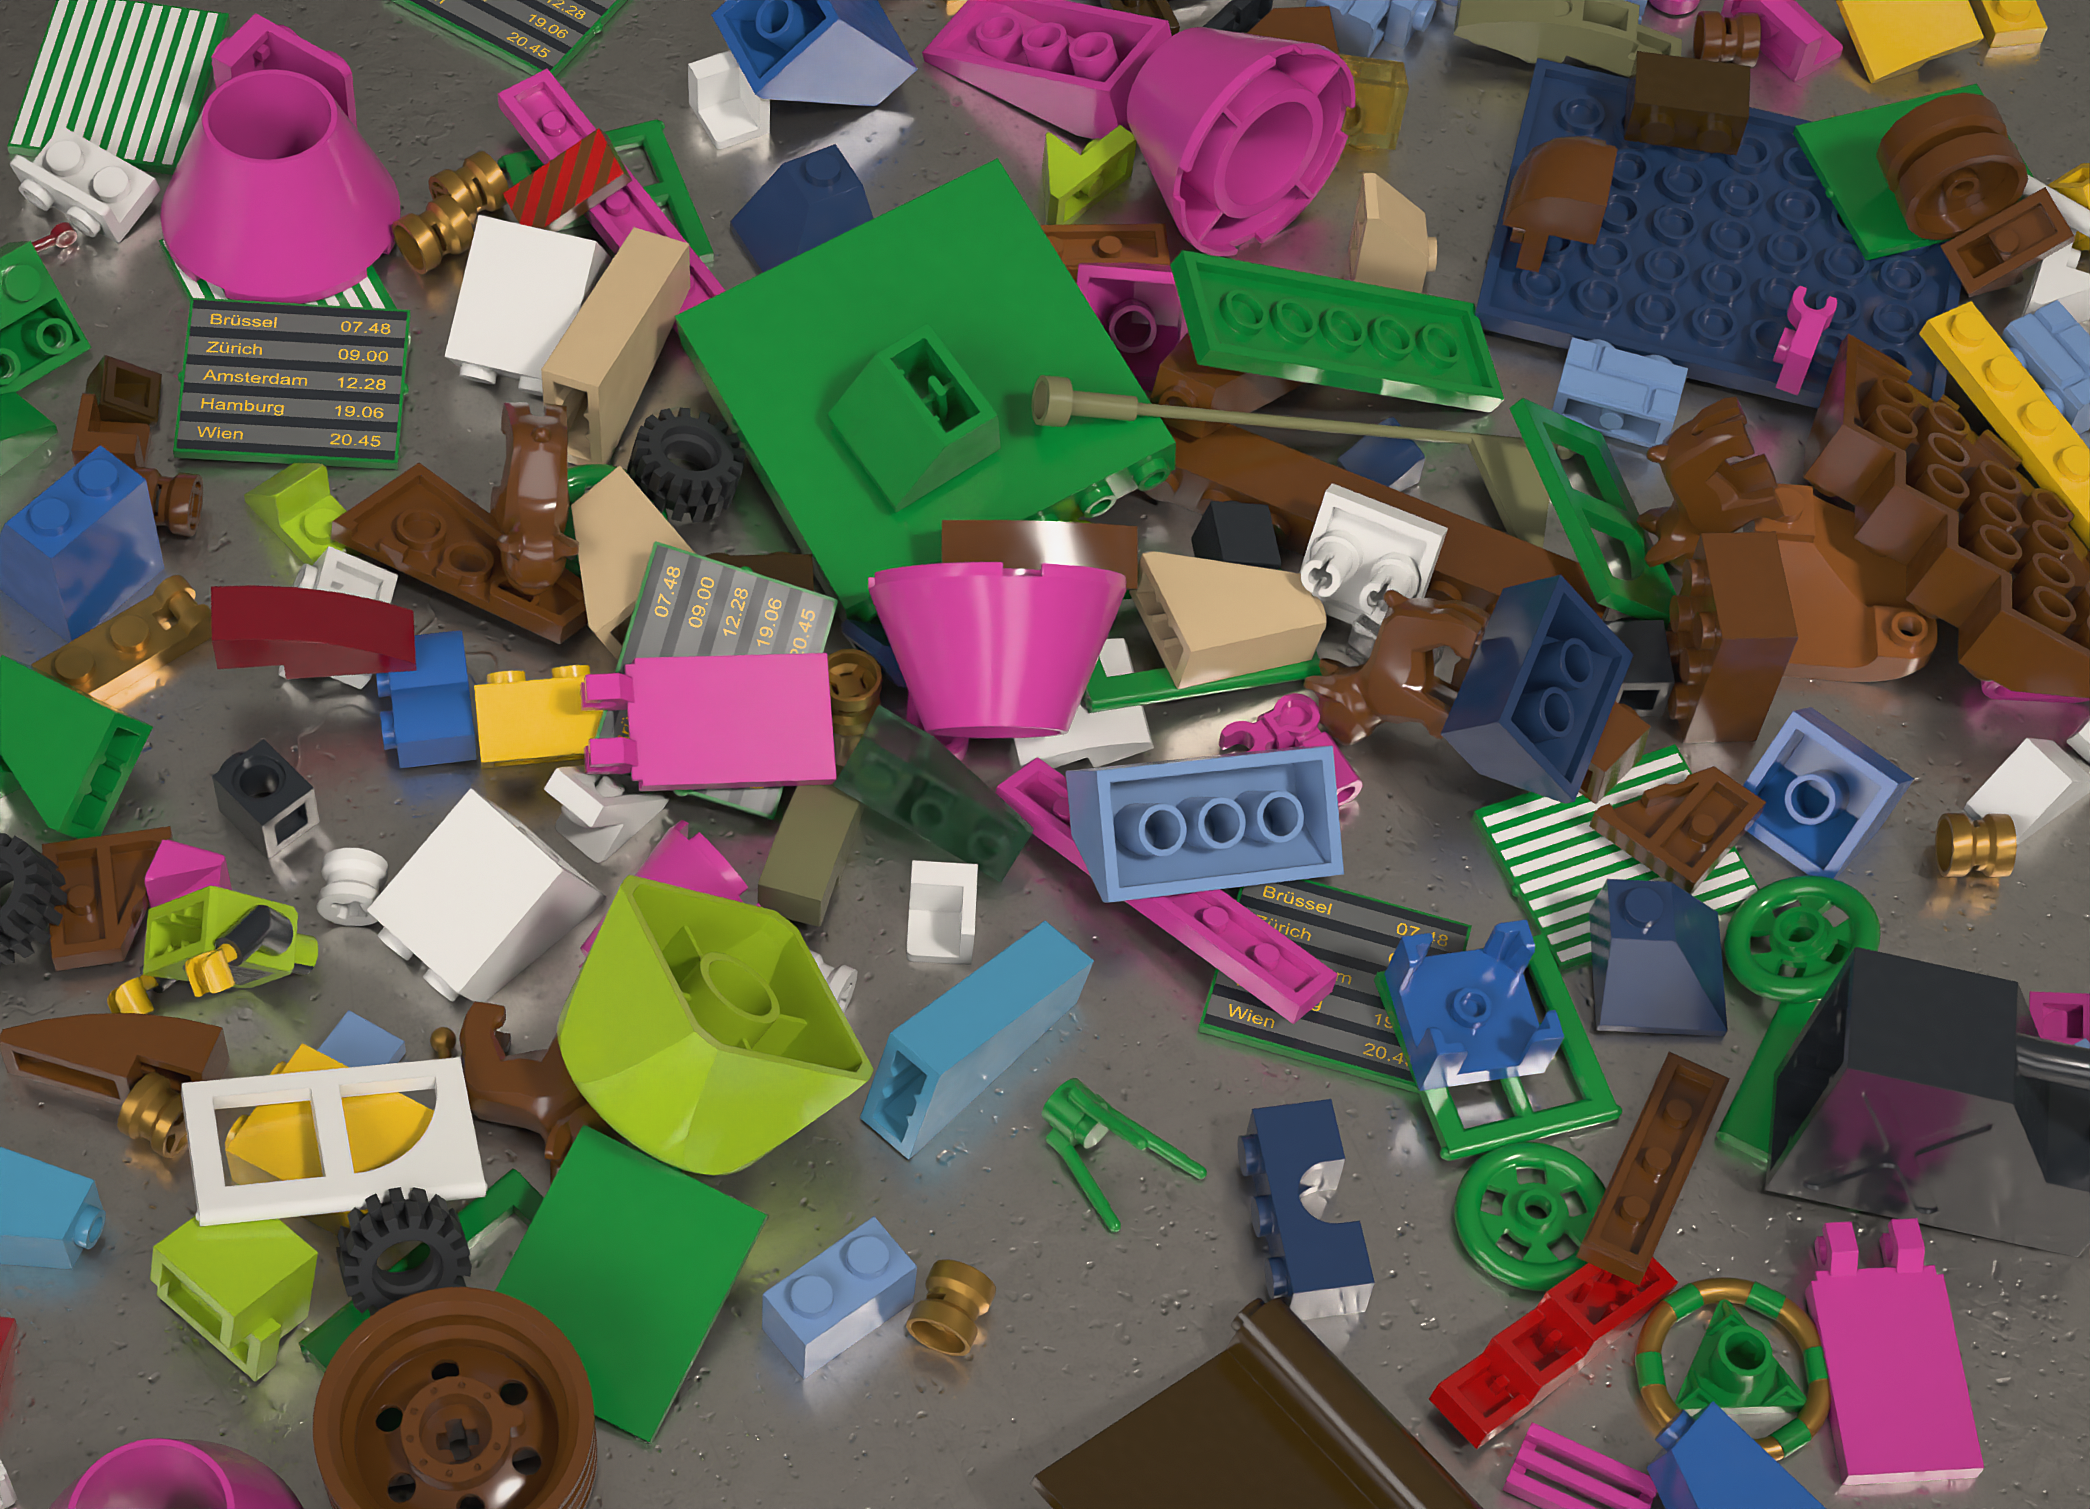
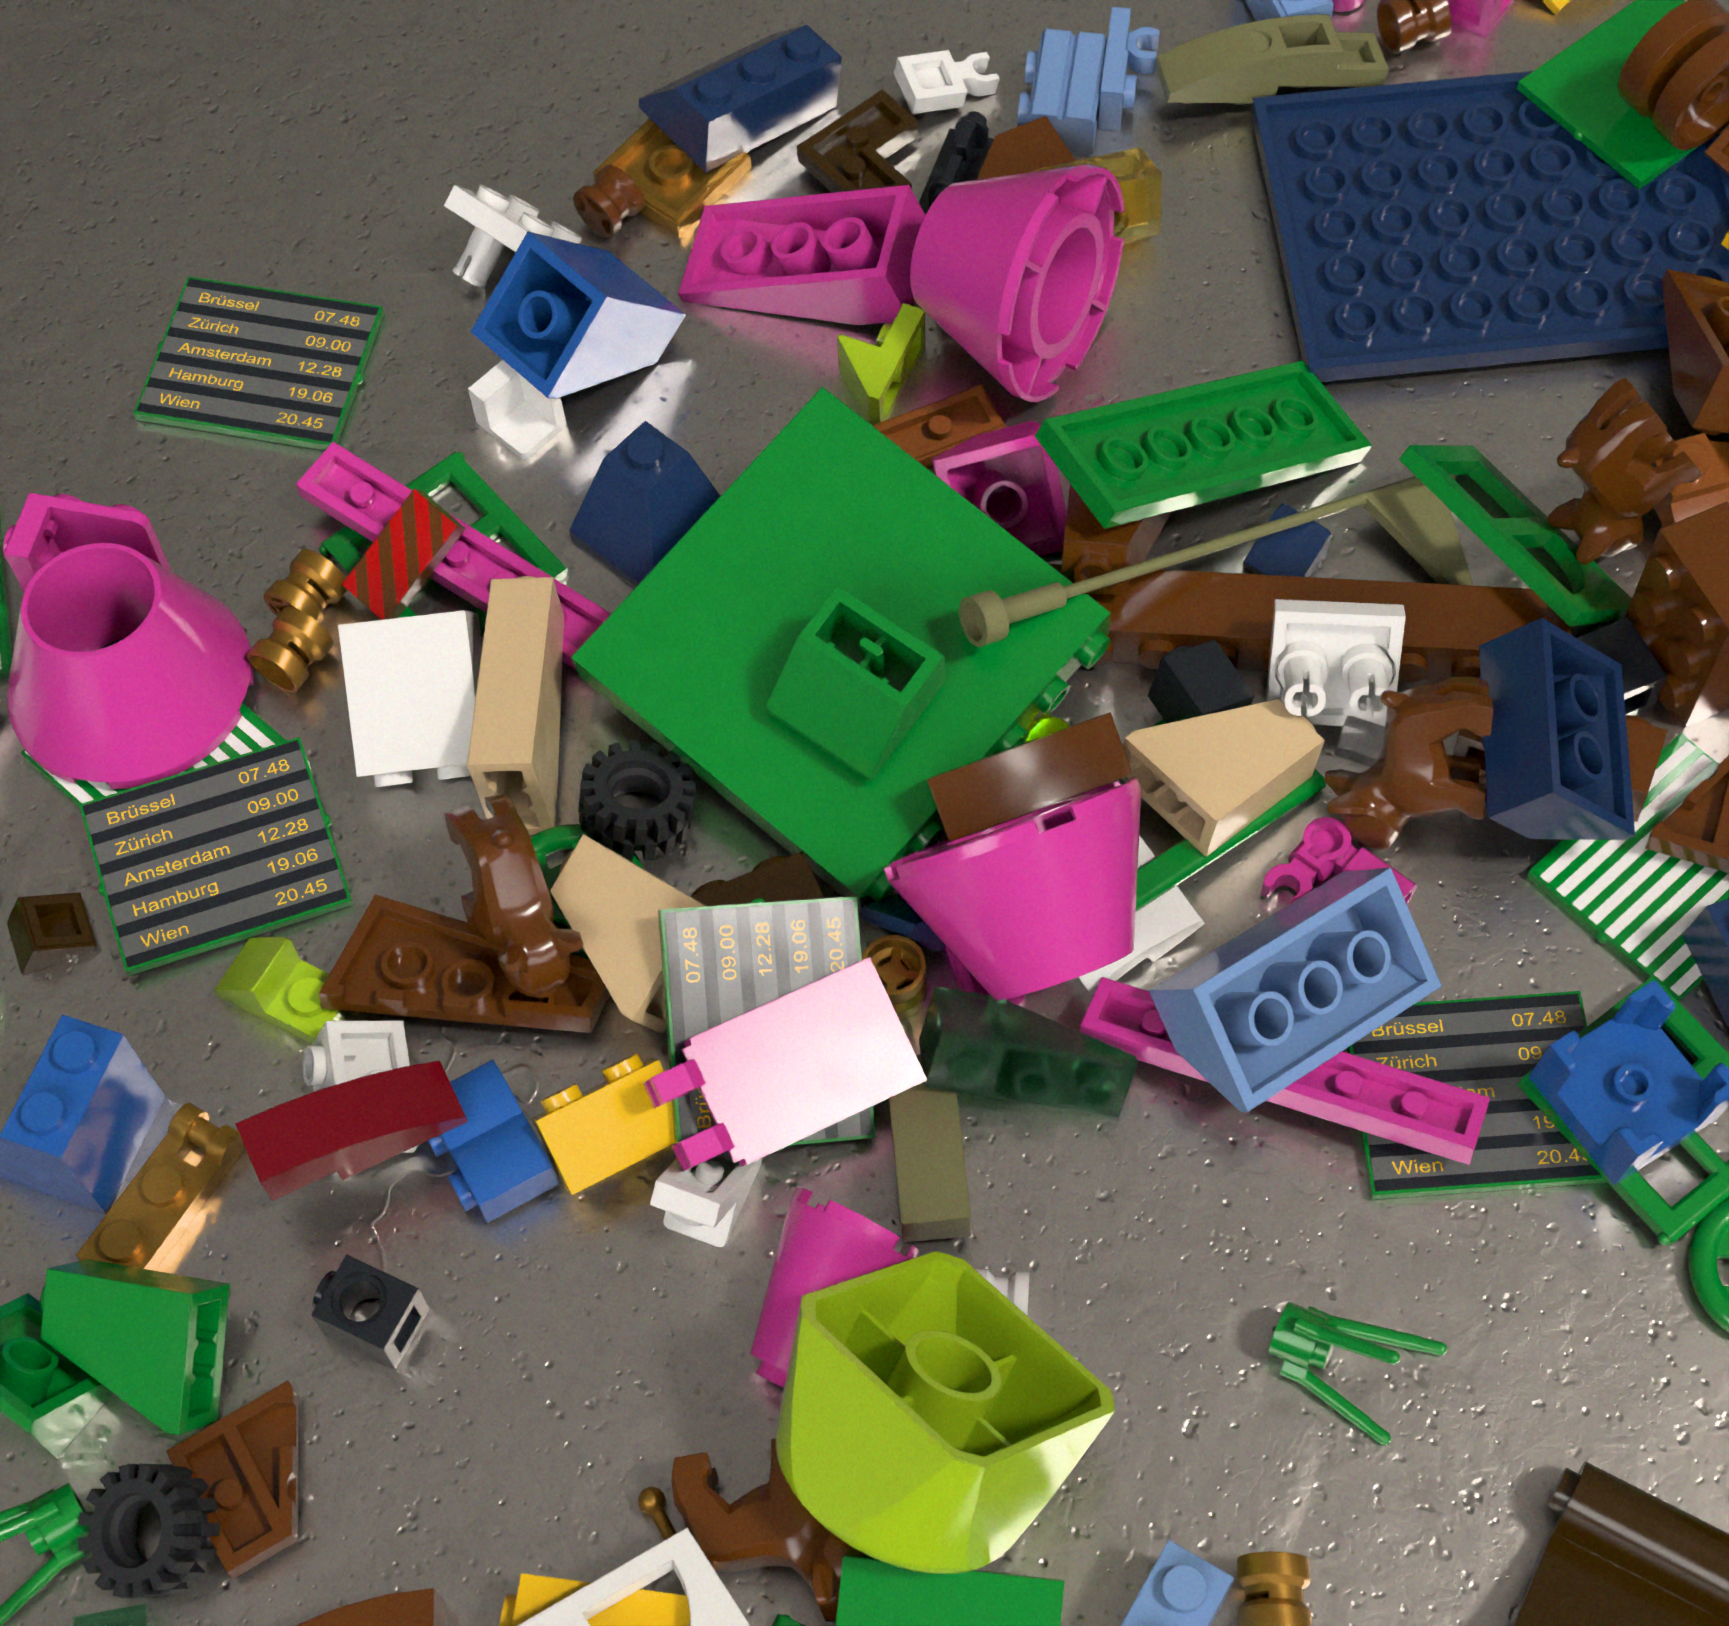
camera: 10 degrees left, 5 degrees up
(124, 440) = (60, 987): reddish brown panel -> none
(175, 500) = (147, 1026): reddish brown wheel -> none
(182, 870) = (330, 1434): dark pink slope -> none
(216, 943) = (389, 1495): torso -> none
(351, 885) = (496, 1373): white wheel -> none
(362, 1043) = (575, 1546): medium blue tile -> none
(481, 901) = (632, 1341): white slope -> none
(942, 912) = (1082, 1175): white panel -> none
(972, 1036) = (1174, 1295): dark azure slope -> none
(1313, 1263) = (1591, 1409): dark blue arch -> none
(1389, 239) = (1200, 330): tan slope -> none
(1560, 194) = (1350, 226): reddish brown brick -> none
(1620, 392) = (1476, 401): medium blue brick -> none
(1687, 103) = (1416, 95): dark brown brick -> none
(1798, 346) = (1629, 297): dark pink plate -> none

